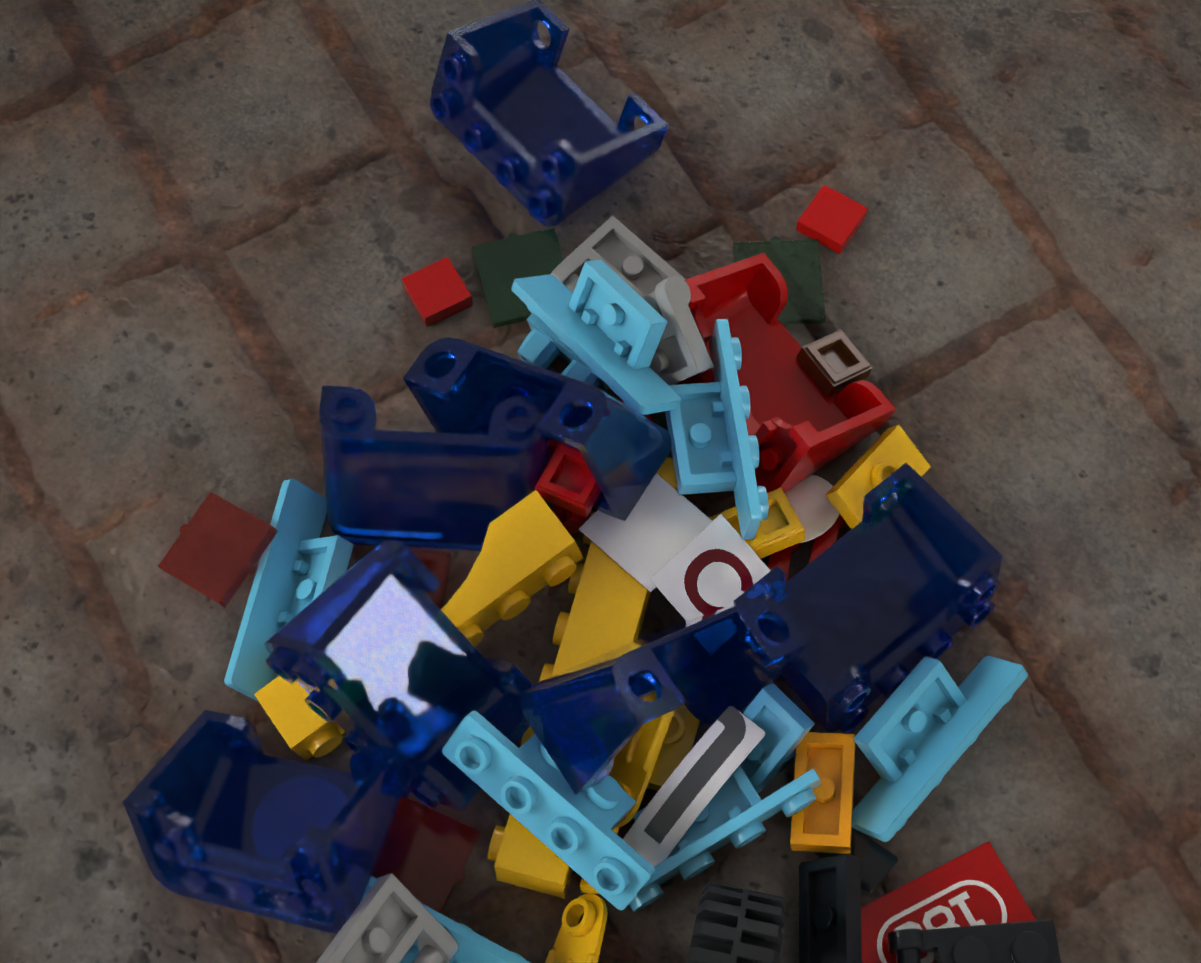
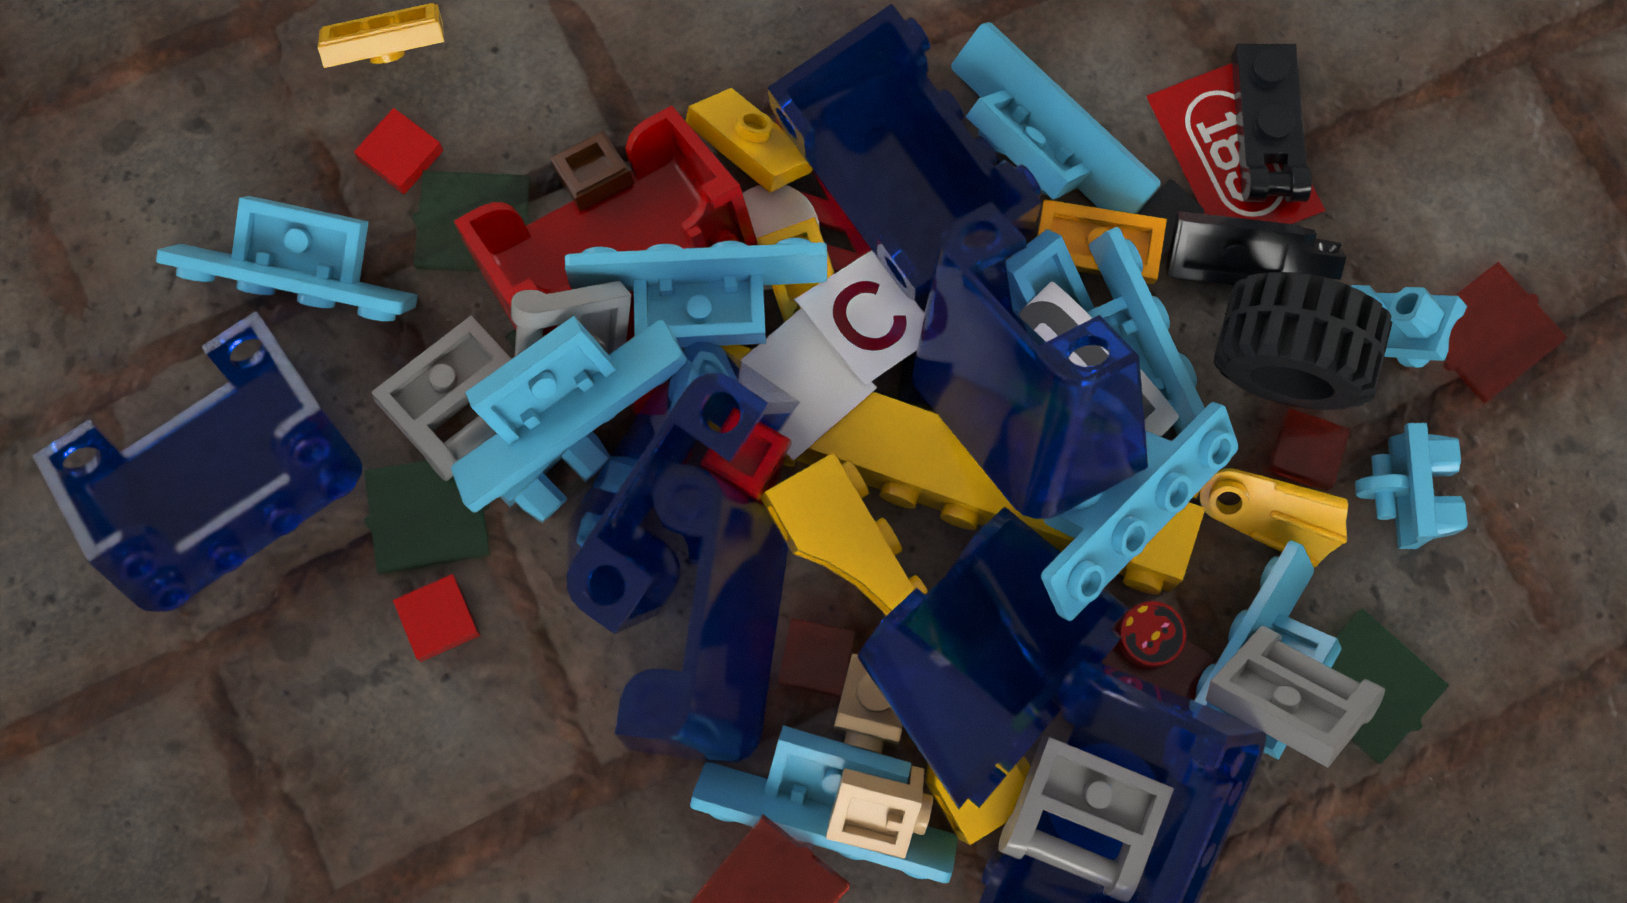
camera: 90 degrees left, 10 degrees up
(274, 606) = (879, 811): none -> tan bracket
(291, 787) = (1096, 797): none -> light grey plate
(449, 854) = (1151, 635): none -> red tile
(724, 154) = (293, 252): none -> medium azure bracket
(930, 190) = (381, 36): none -> yellow plate

